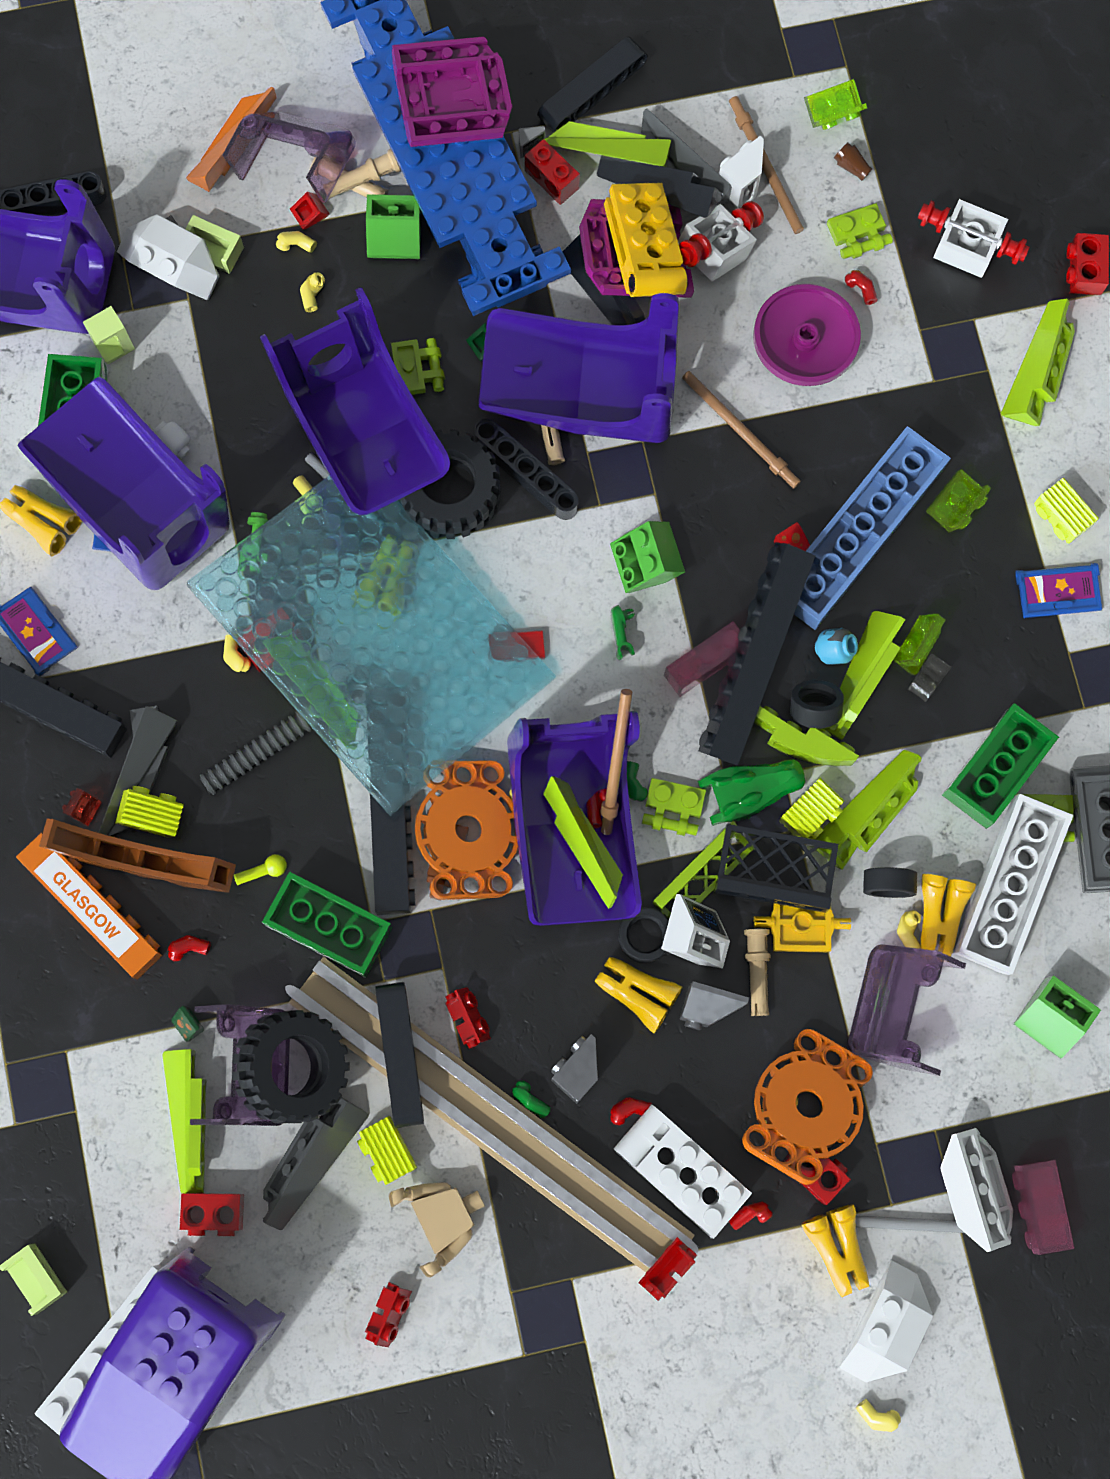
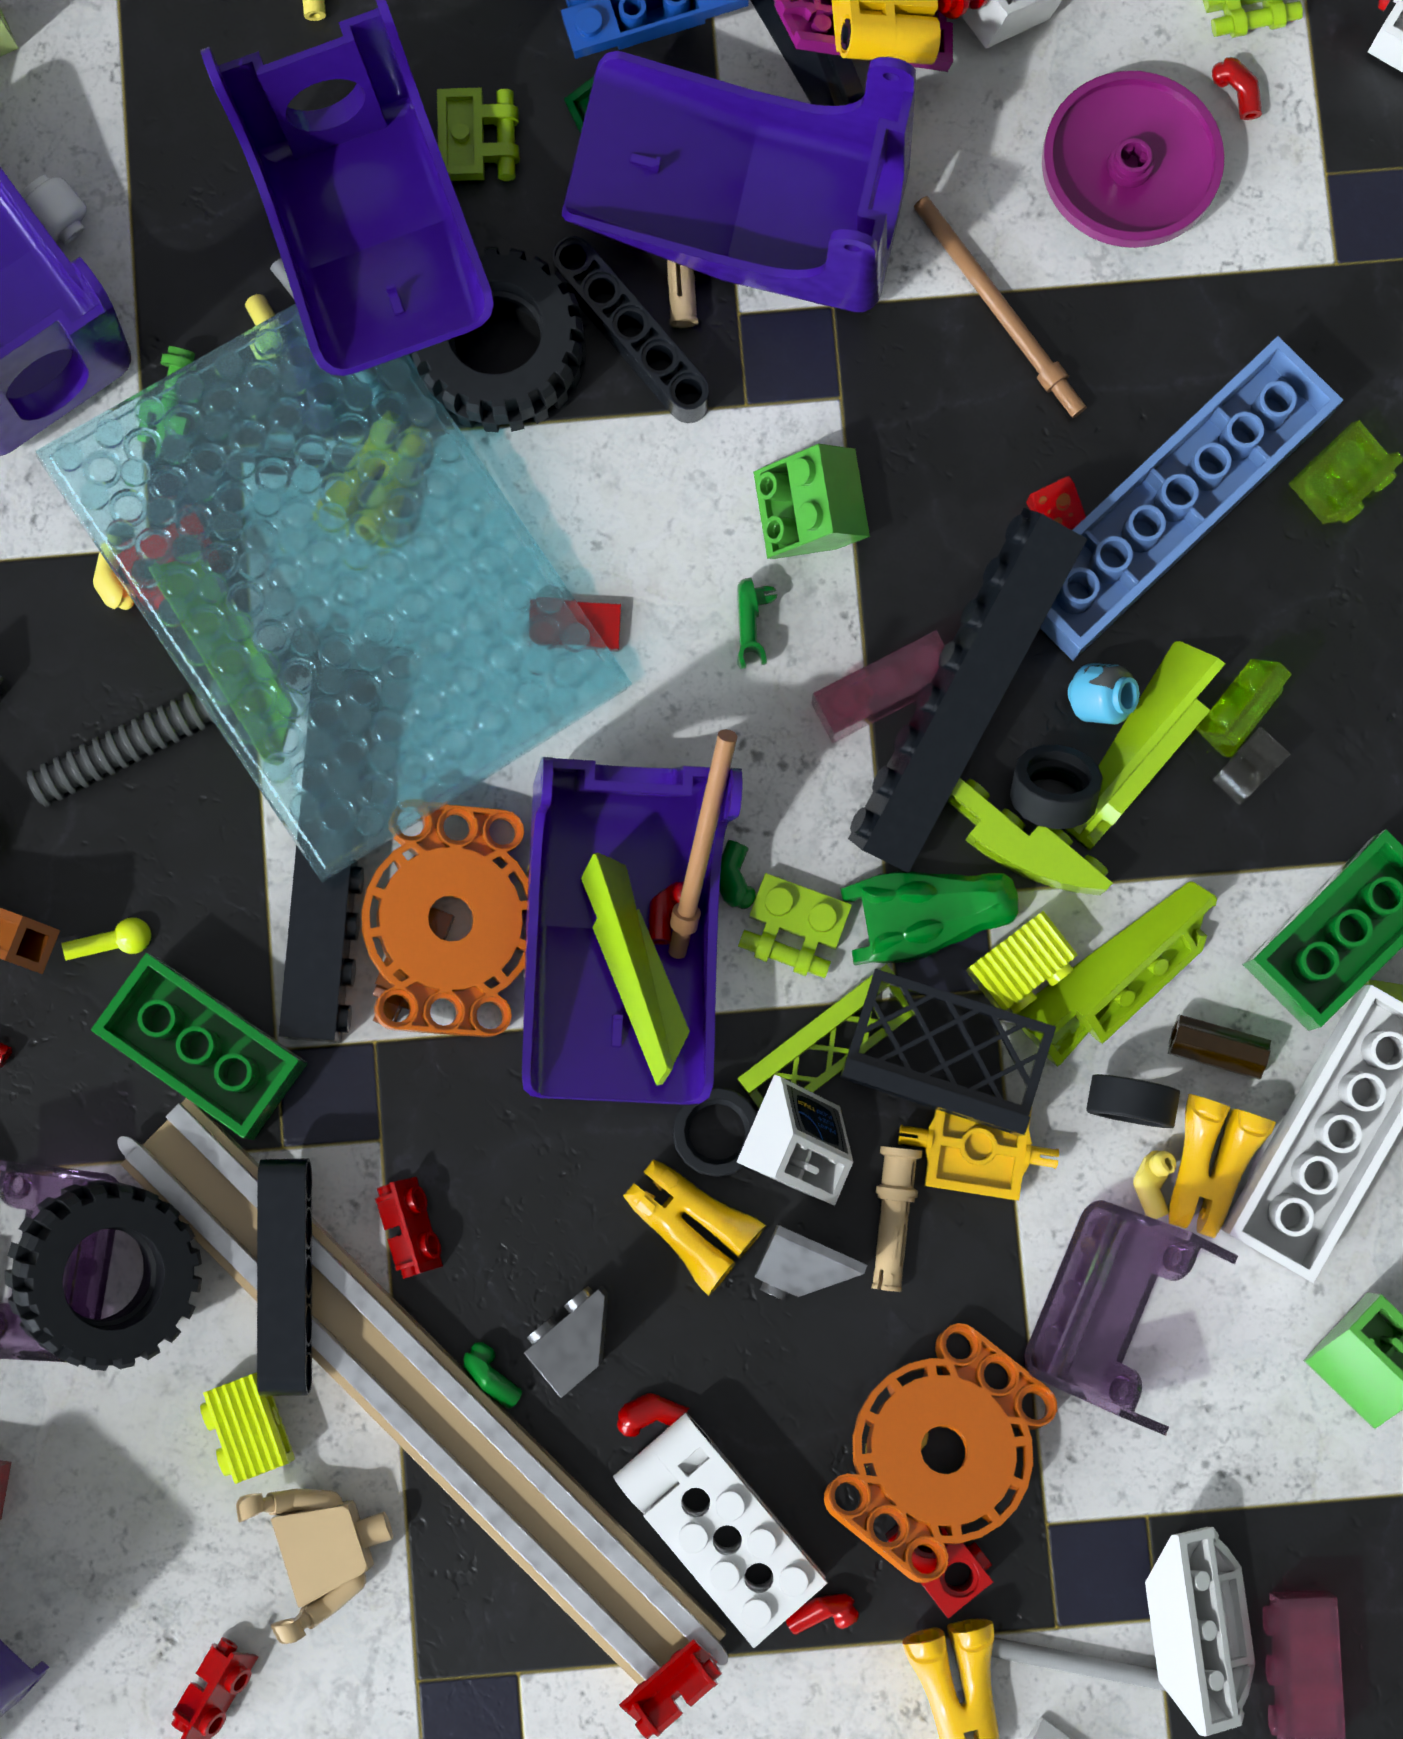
camera: 15 degrees right, 5 degrees up
(308, 1160) = (121, 1422): dark grey wedge -> none
(935, 845) = (1219, 1047): none -> dark brown axle

